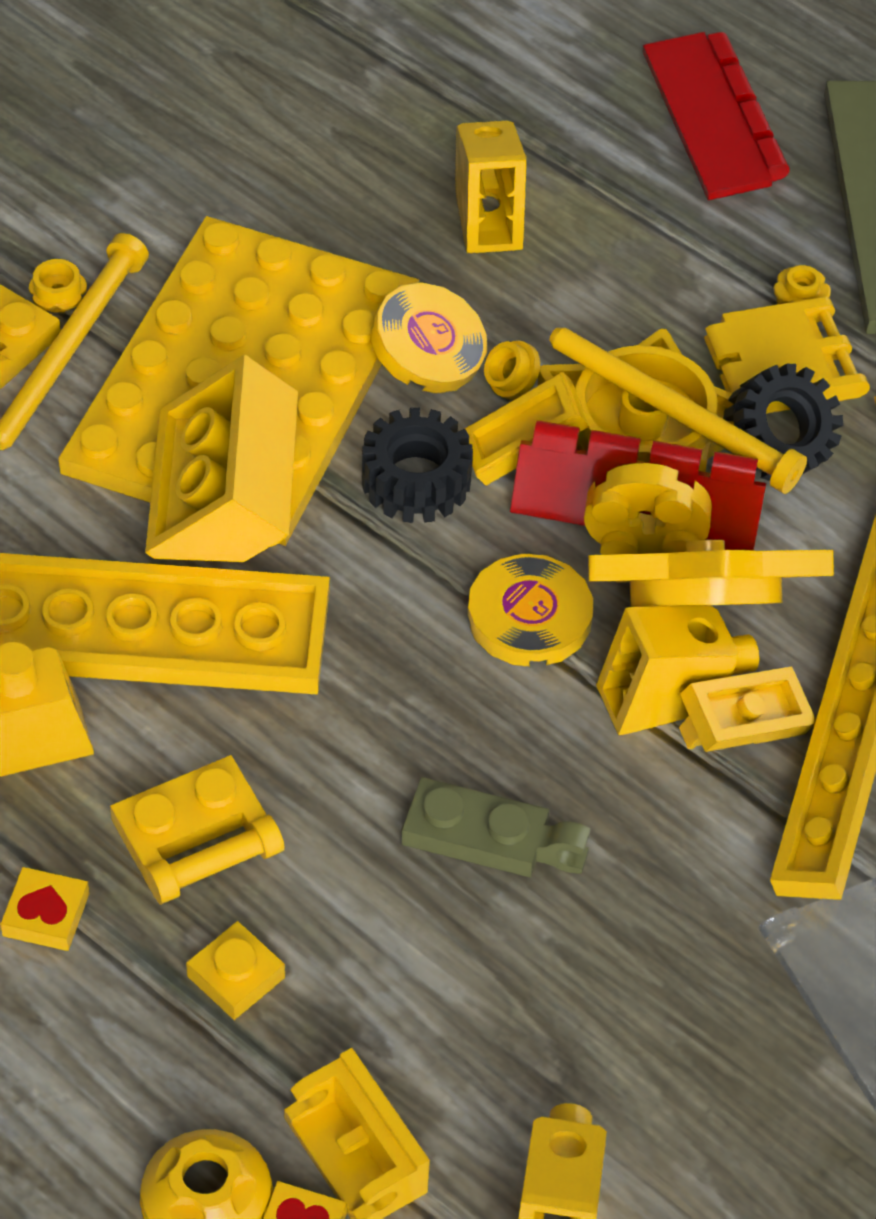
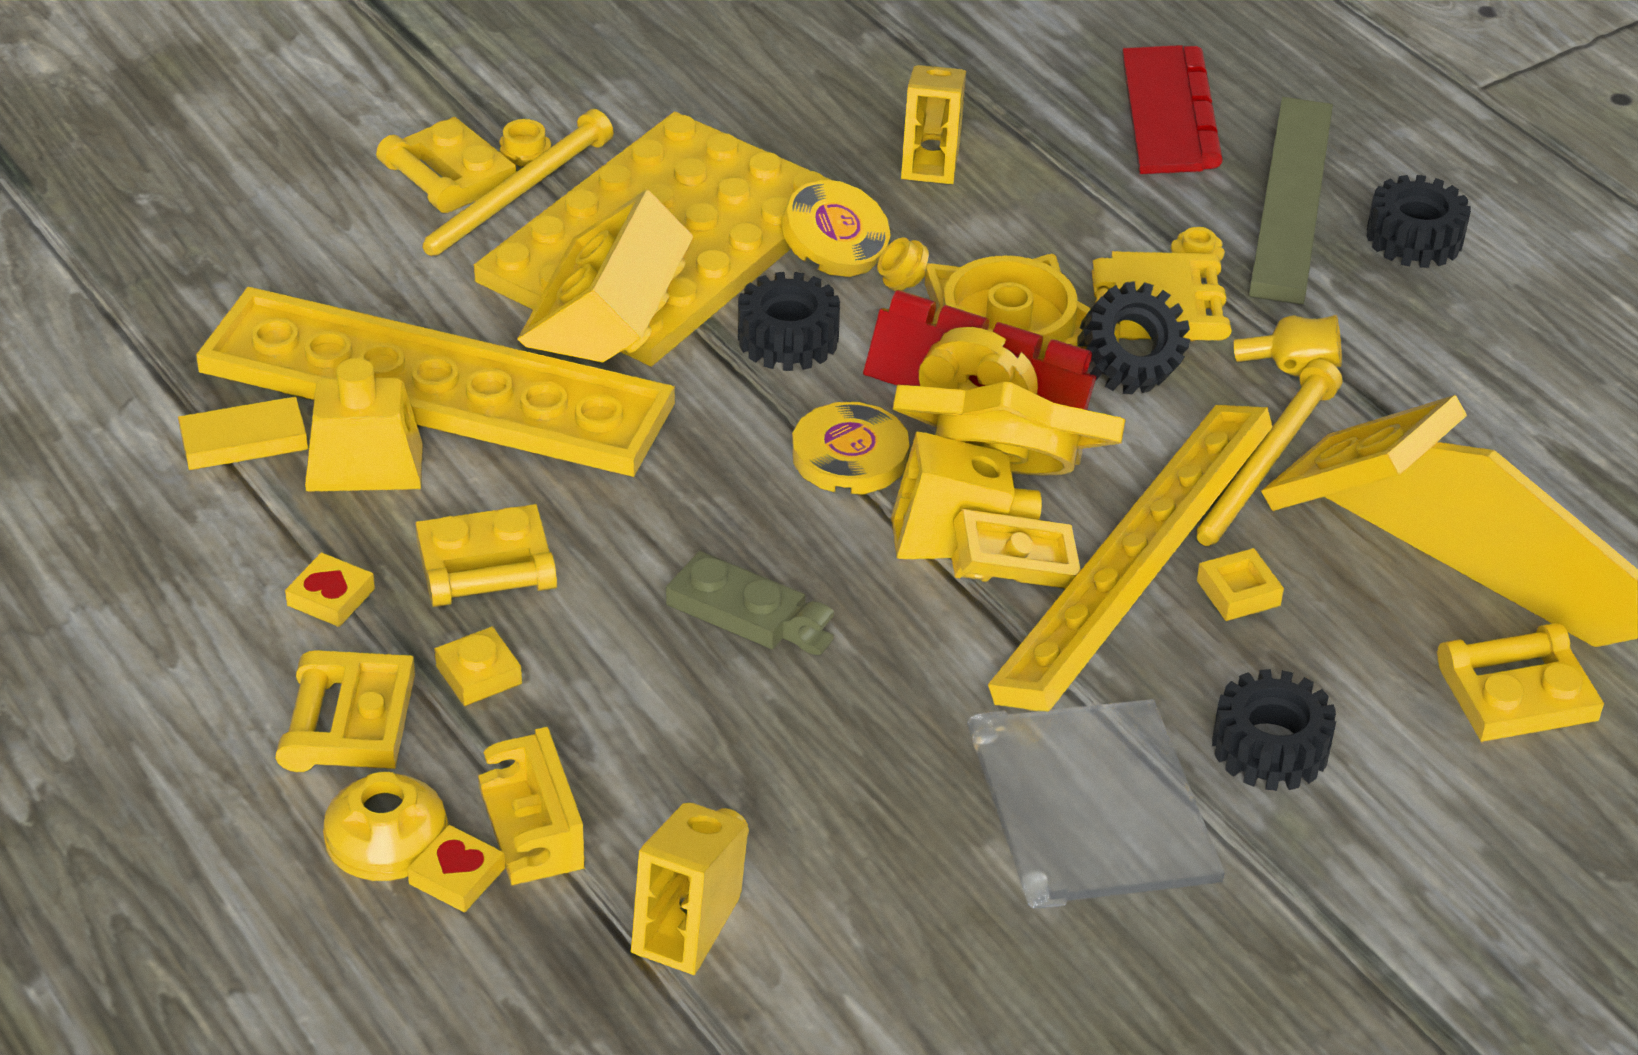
camera: 15 degrees right, 10 degrees down
(143, 1056) = (367, 712): none -> yellow plate
(499, 434) = (860, 312): yellow tile -> none
(783, 468) = (1115, 366): yellow bar -> none

